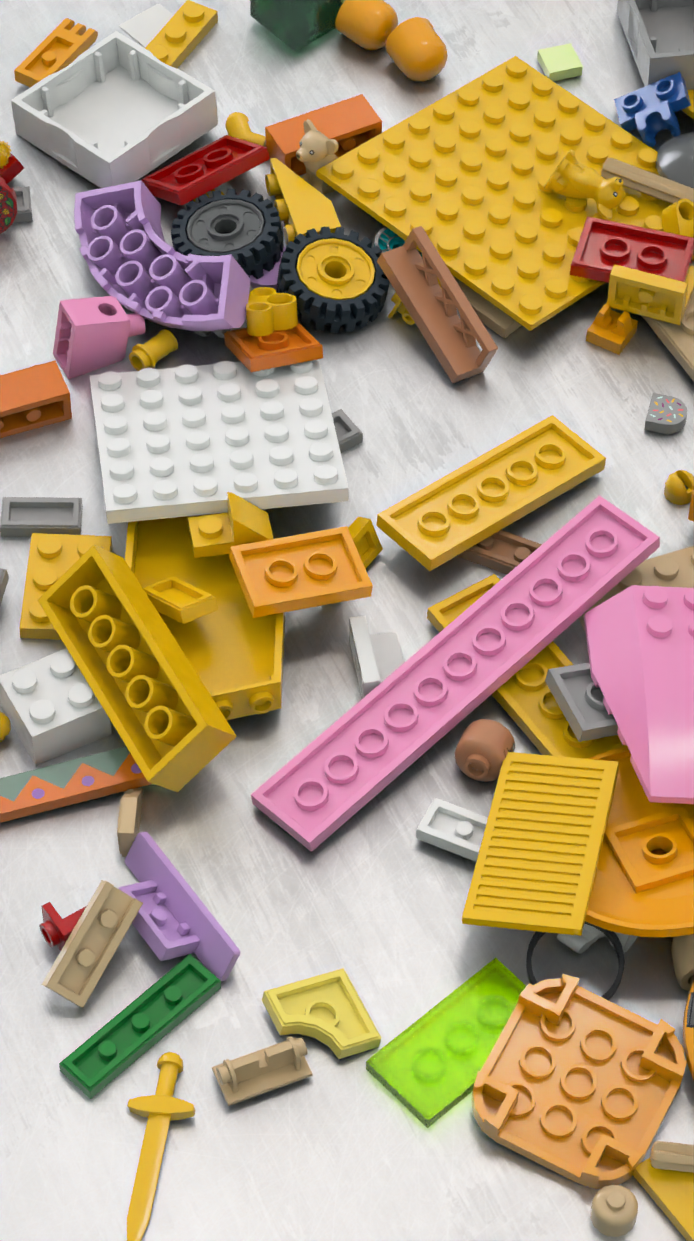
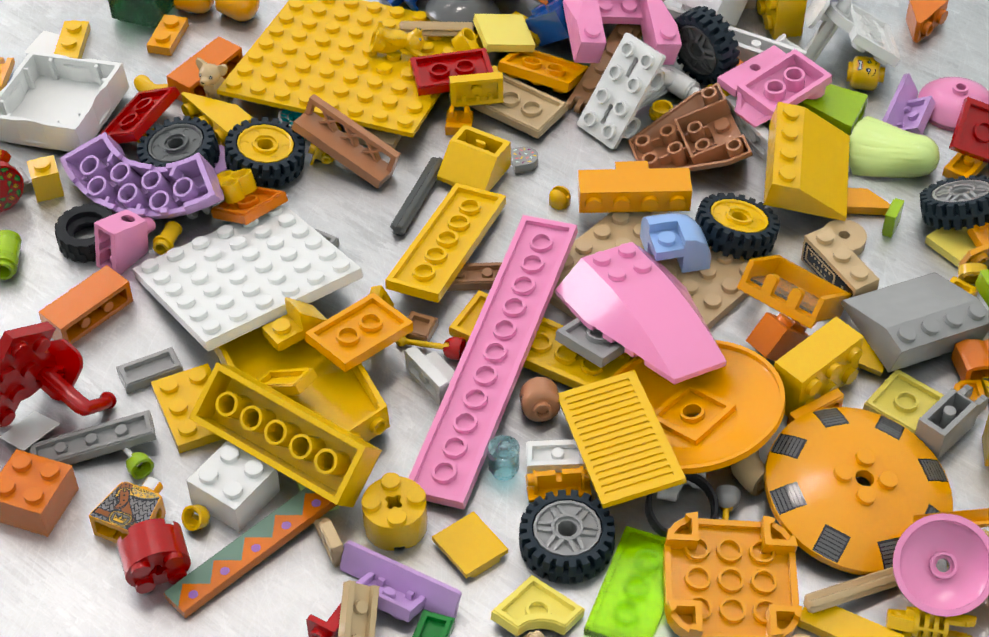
camera: 25 degrees left, 5 degrees down
(47, 286) = (73, 221): none -> black tyre
(49, 213) = (45, 178): none -> yellow slope
(221, 819) = (394, 512): none -> yellow brick
(292, 900) = (470, 545): none -> yellow piece
(307, 66) = (167, 35): none -> light orange plate
(393, 805) = (503, 457): none -> clear light blue brick
(395, 593) = (423, 326): none -> medium nougat tile
(408, 966) = (566, 536): none -> wheel
(415, 636) = (452, 347): none -> hinge
(436, 868) = (546, 481): none -> light orange hinge
(496, 413) = (416, 197): none -> dark grey axle
(594, 393) = (475, 159): none -> yellow slope
(642, 980) = (728, 499): none -> light grey hinge

